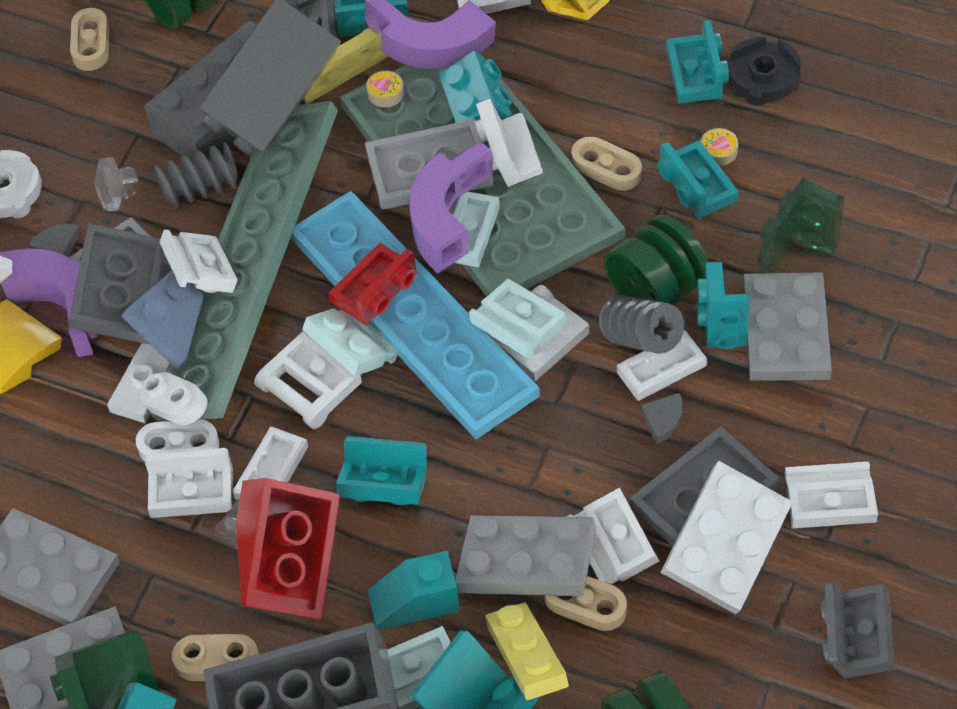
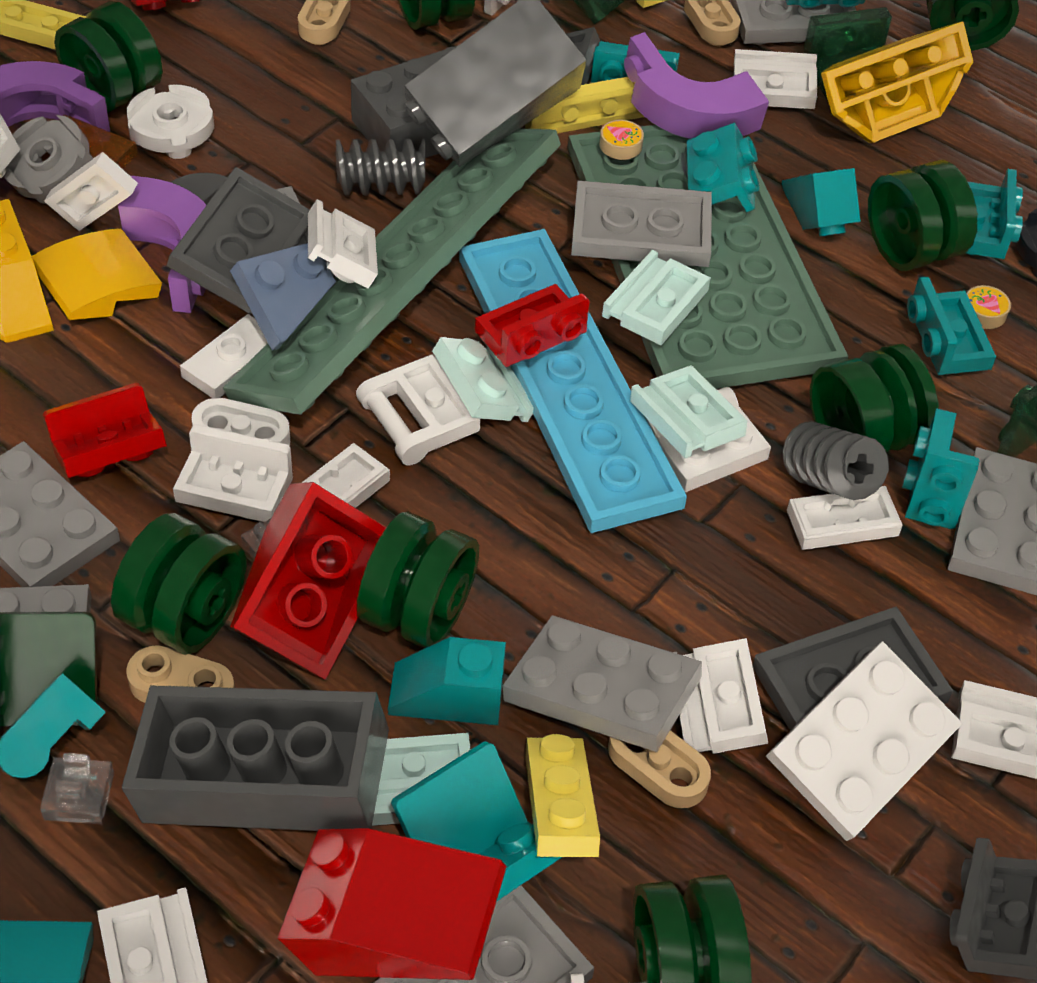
camera: 10 degrees right, 5 degrees down
(73, 480) = (103, 431): none -> red bracket
(113, 183) = (285, 150): clear tile -> none
(173, 398) = (253, 376): white plate -> none
(188, 584) = (178, 583): none -> dark green wheel
(365, 523) = (417, 580): none -> dark green wheel
(383, 470) = (489, 522): teal bracket -> none
(439, 183) = (636, 246): medium lavender arch -> none
(509, 144) = (740, 228): white bracket -> none
(564, 92) = (824, 200): none -> teal slope
(611, 165) = (848, 286): tan plate -> none
(647, 85) = (922, 215): none -> dark green wheel
(663, 416) = (827, 576): dark grey tile -> none

